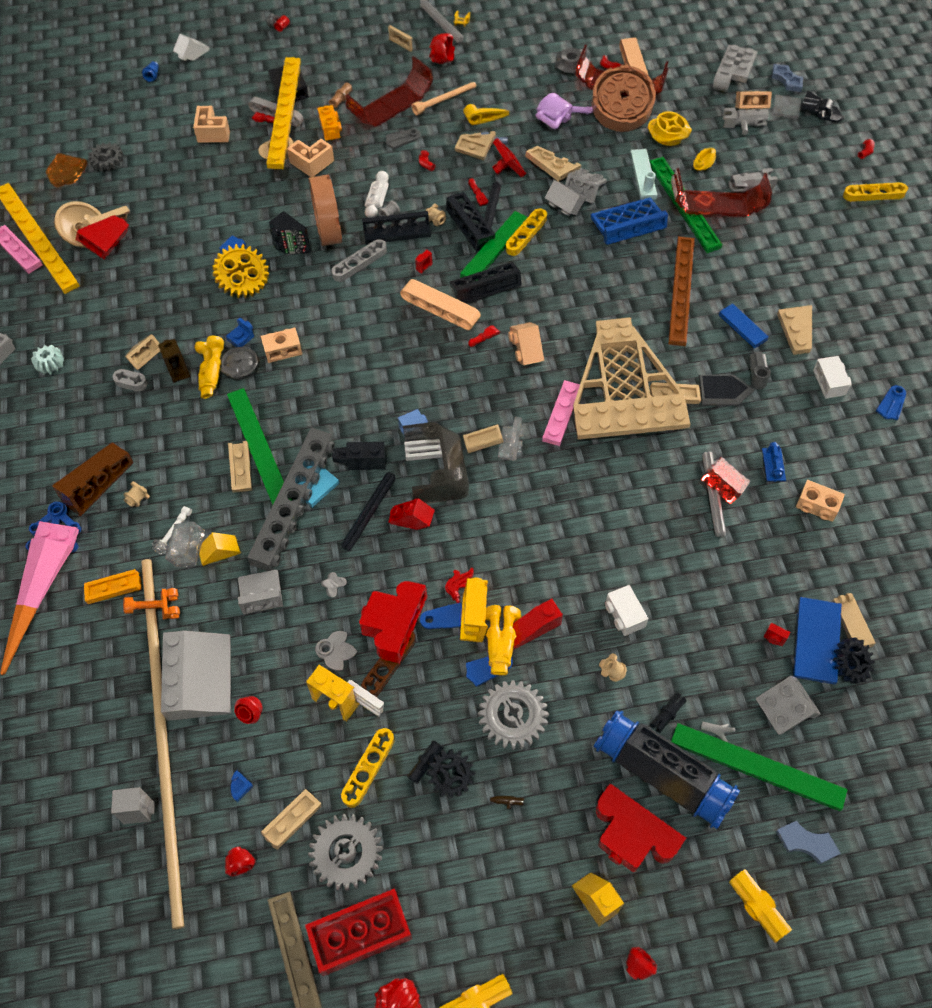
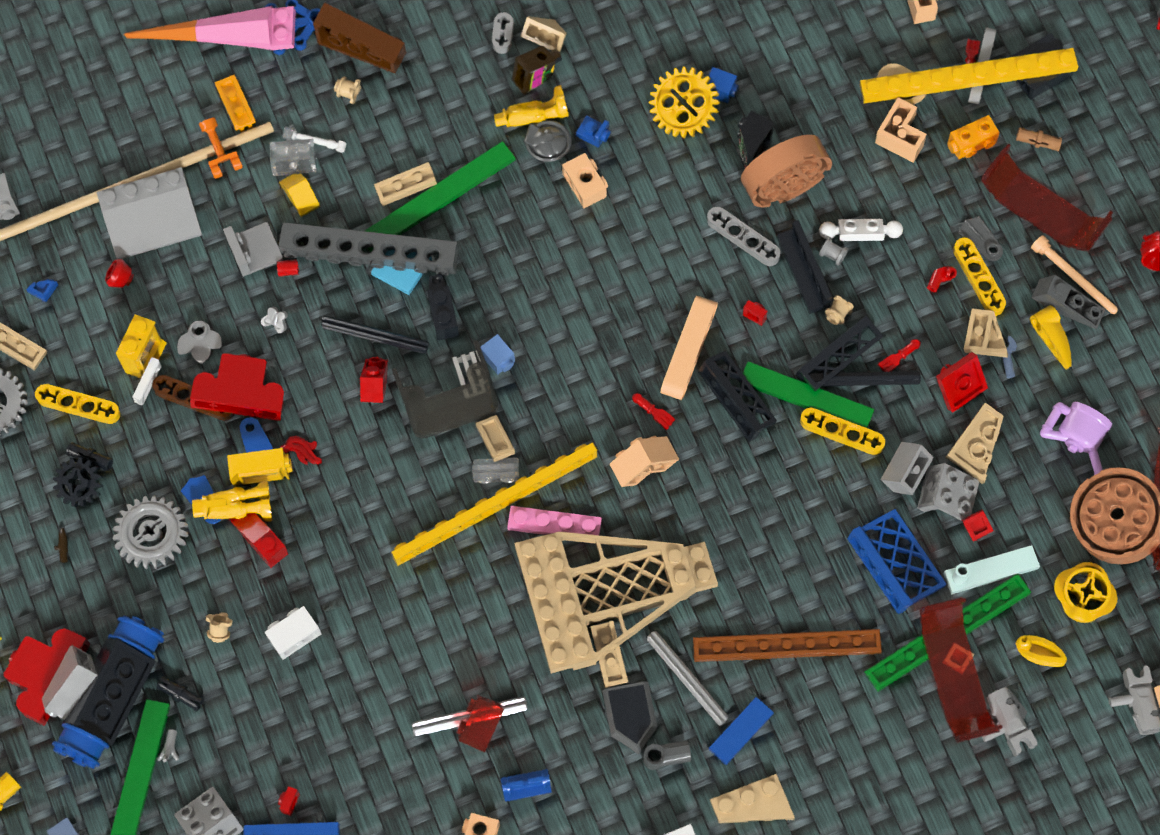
camera: 80 degrees right, 10 degrees up
(287, 567) = (287, 267): none -> red hinge
(430, 140) = (977, 277): none -> yellow beam
(458, 101) = (1068, 301): none -> dark grey slope
(541, 452) = (487, 507): none -> yellow plate
(612, 172) = (977, 525): none -> red plate
(657, 799) = (69, 683): none -> light grey slope
(699, 349) = (687, 678): none -> light grey axle

